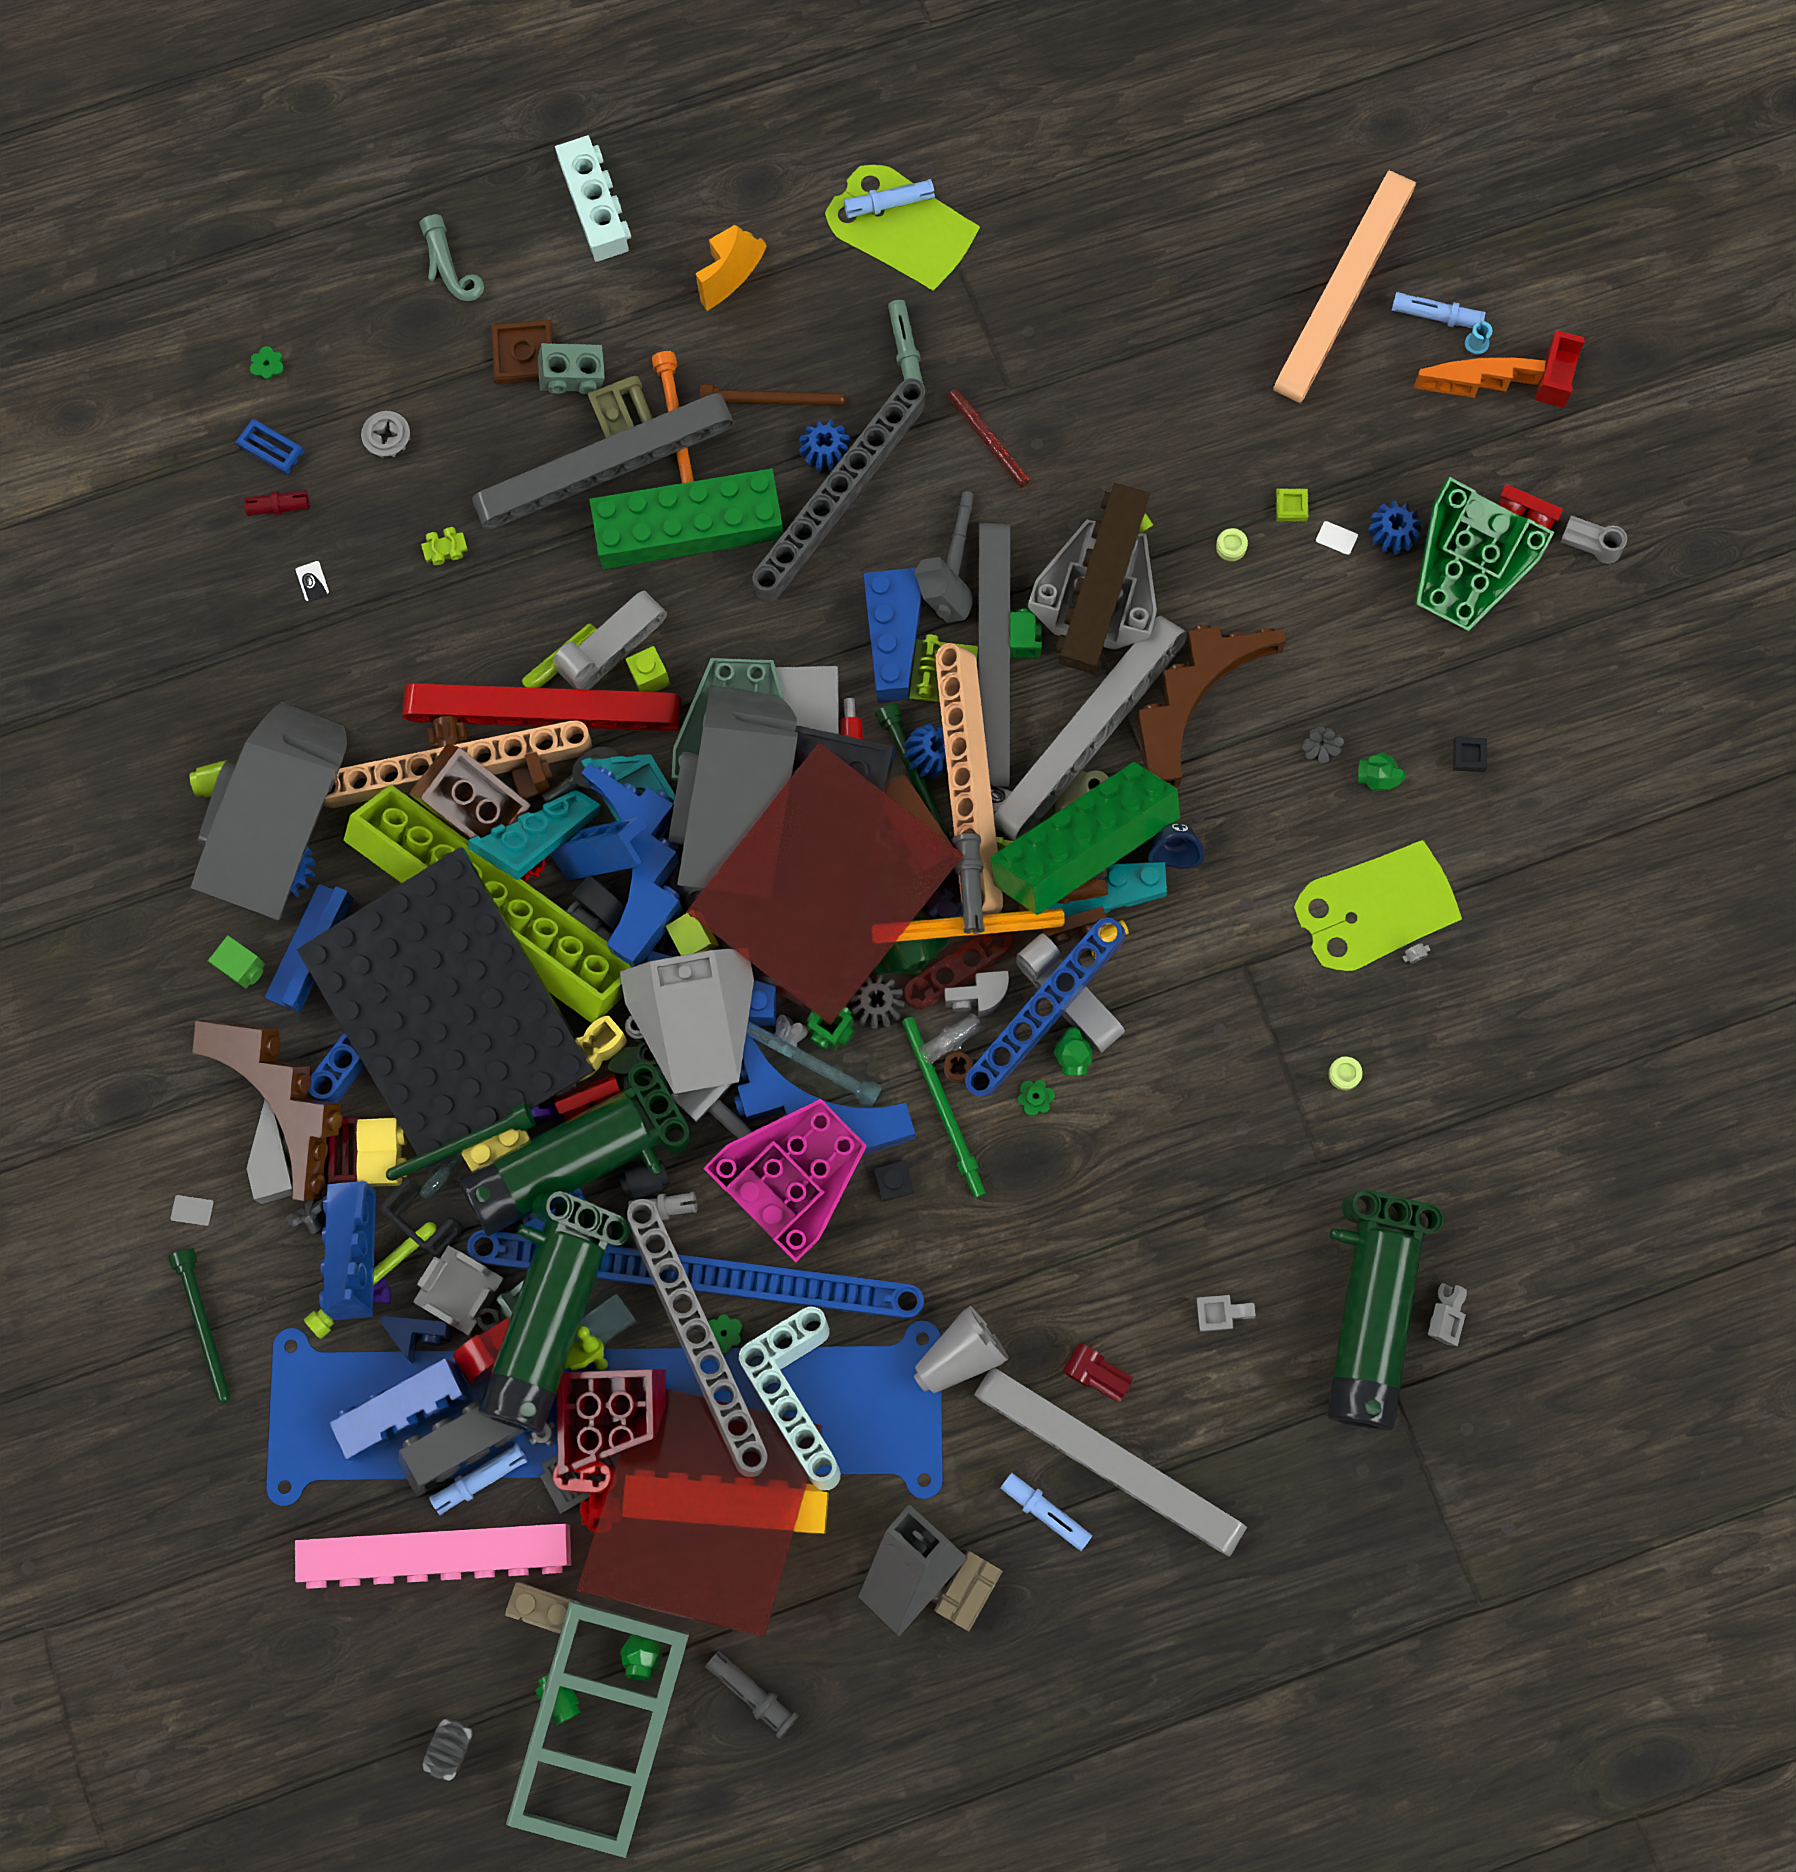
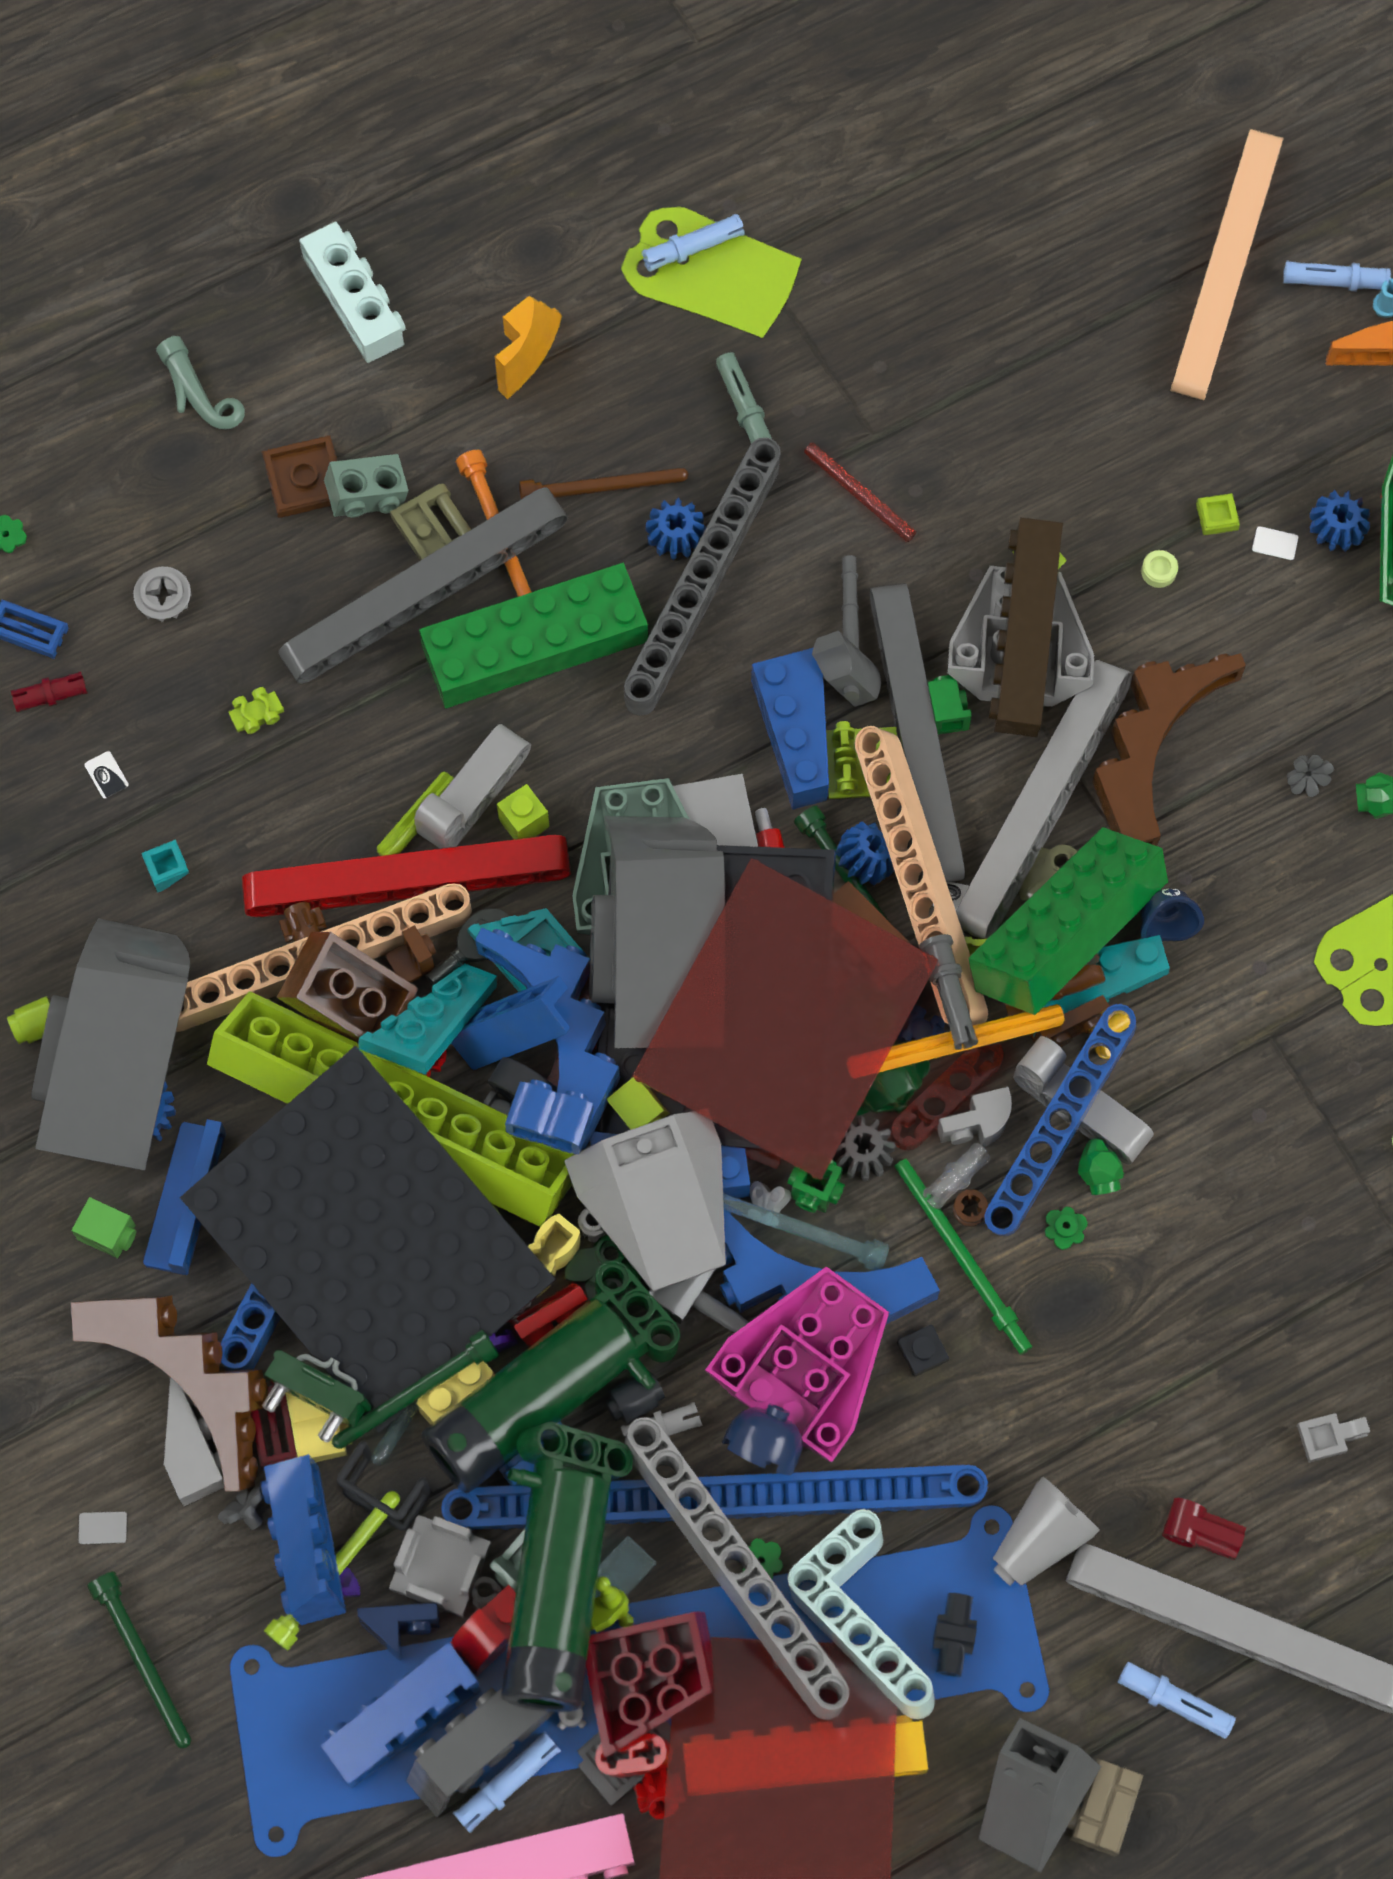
camera: 15 degrees left, 5 degrees down
(344, 665) = (165, 865): none -> teal slope
(380, 1128) = (316, 1389): none -> dark green piece
(611, 934) = (550, 1116): none -> blue brick
(743, 1233) = (765, 1438): none -> dark blue cylinder
(871, 1424) = (954, 1634): none -> black axle

